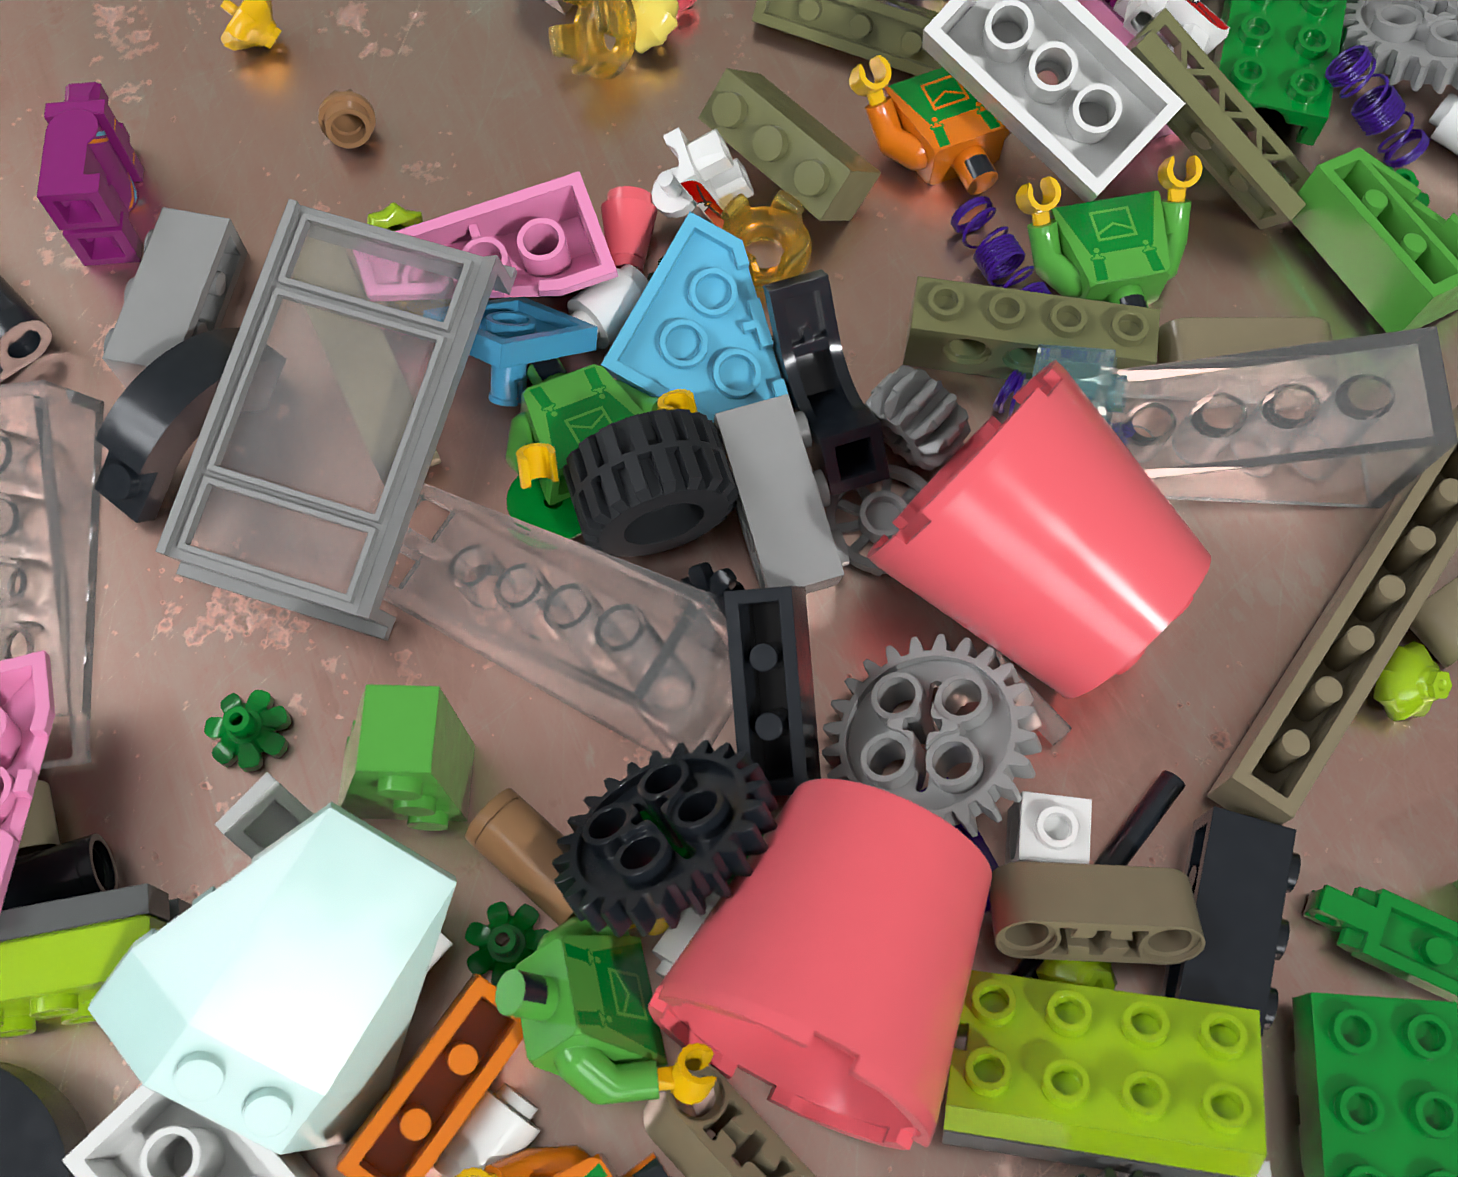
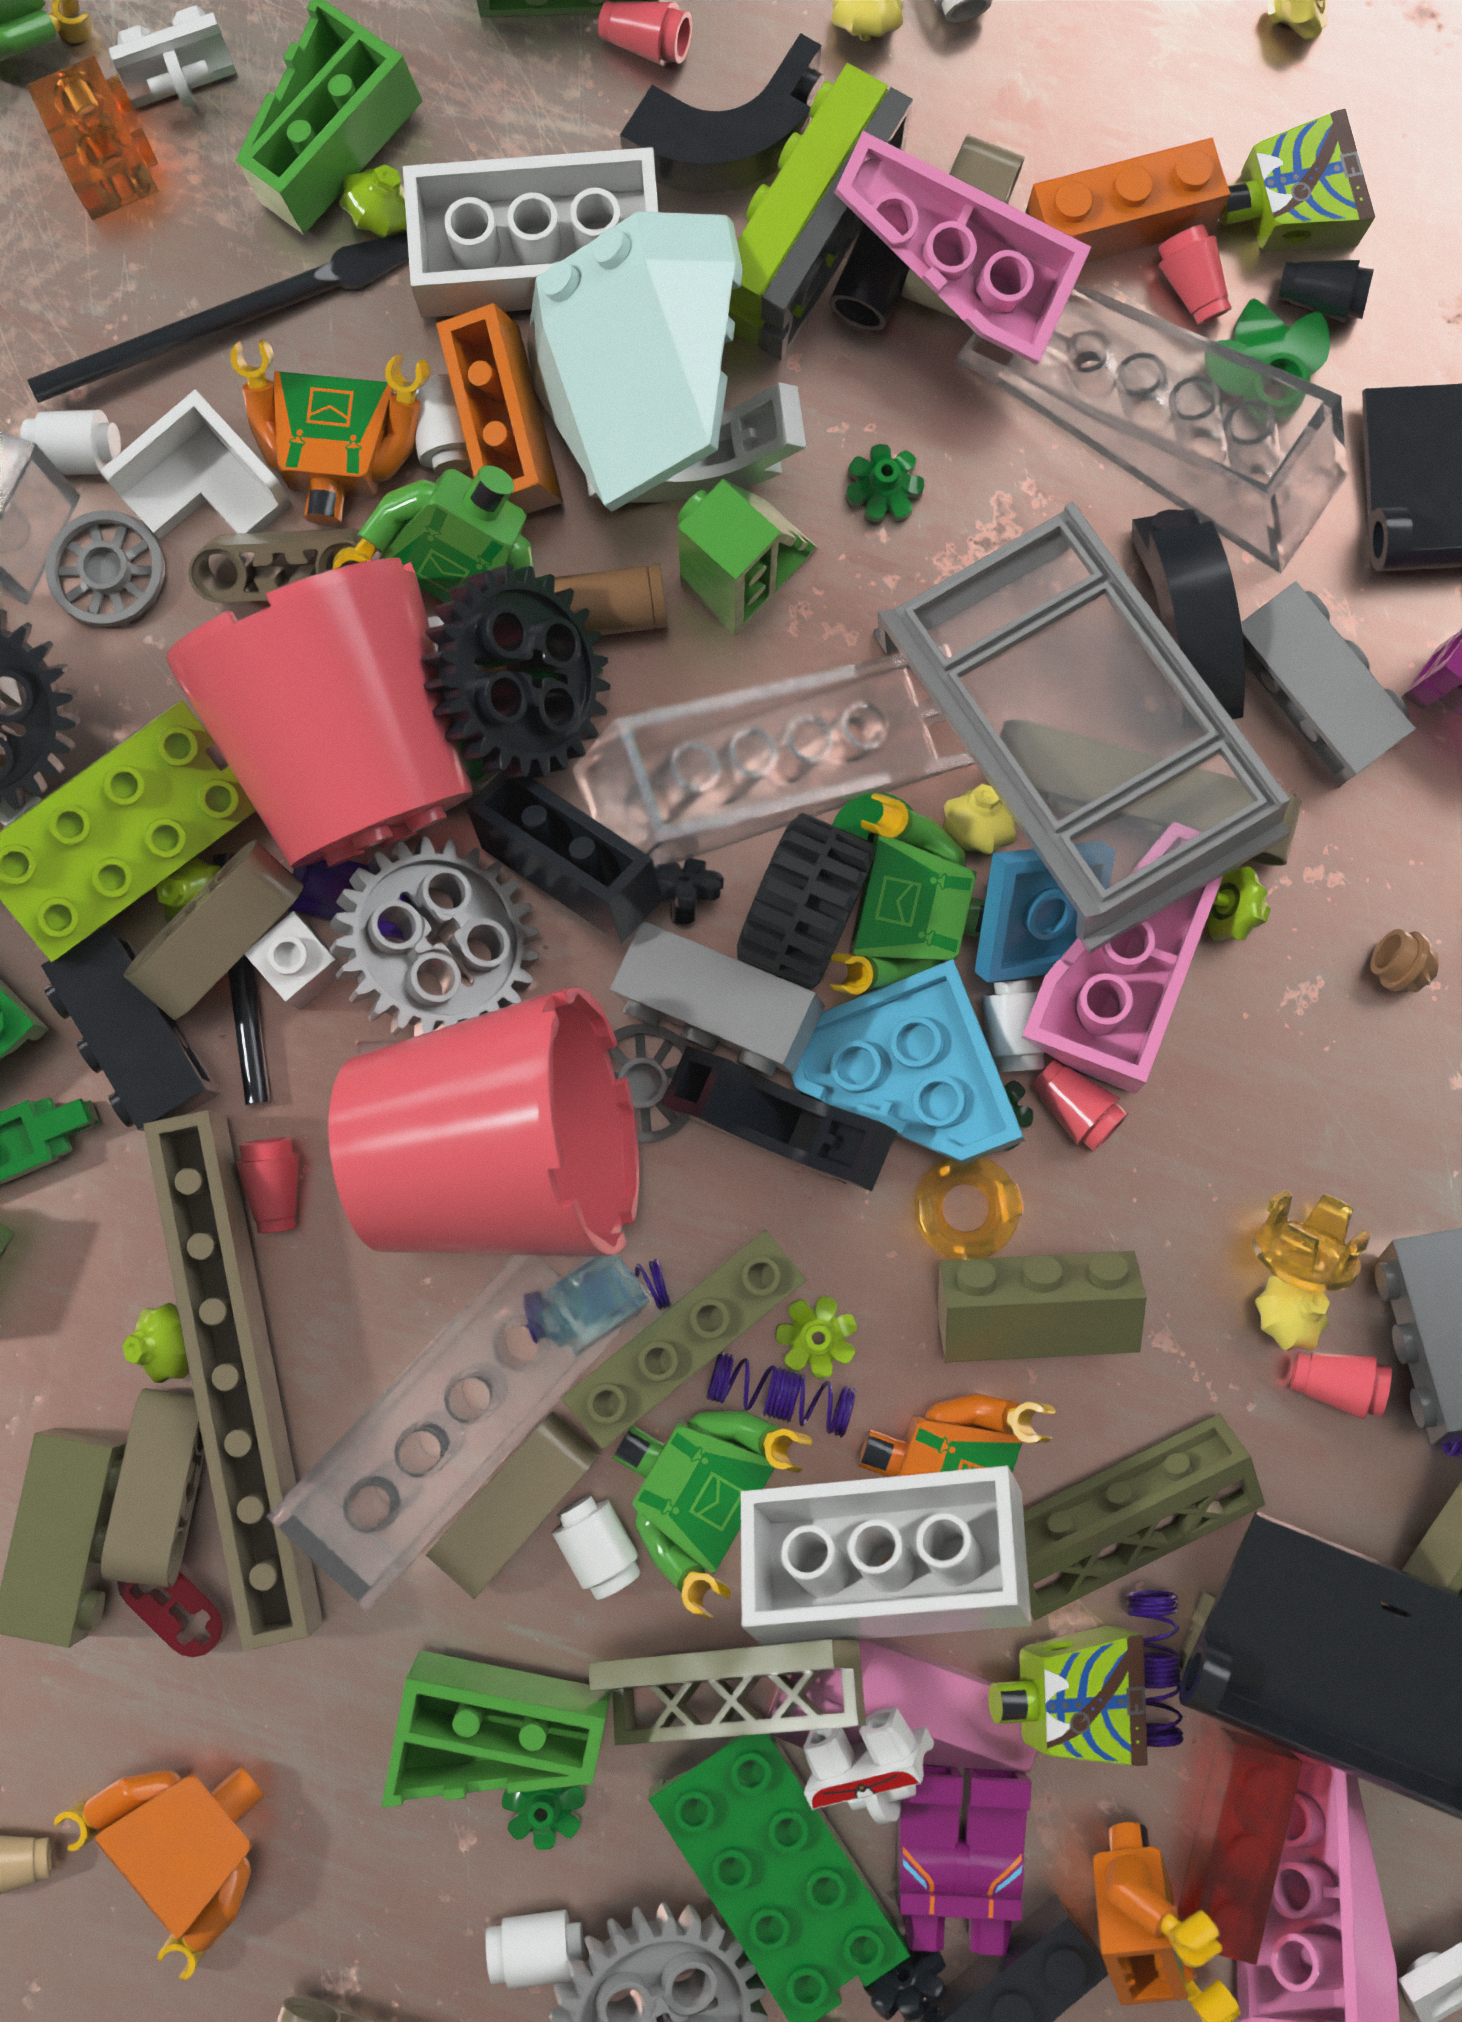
camera: 130 degrees right, 15 degrees up
(476, 441) = (979, 821): none -> light yellow piece
(501, 927) = (565, 540): green plant -> none
(703, 177) = (1065, 1196): white hips -> none
(919, 417) = (690, 1170): light grey gear -> none
(939, 262) = (800, 1334): none -> lime plant
(1214, 281) = (596, 1546): none -> white brick
(1218, 712) = (270, 1182): none -> coral cone
(1378, 107) = (637, 1863): dark purple piece -> none

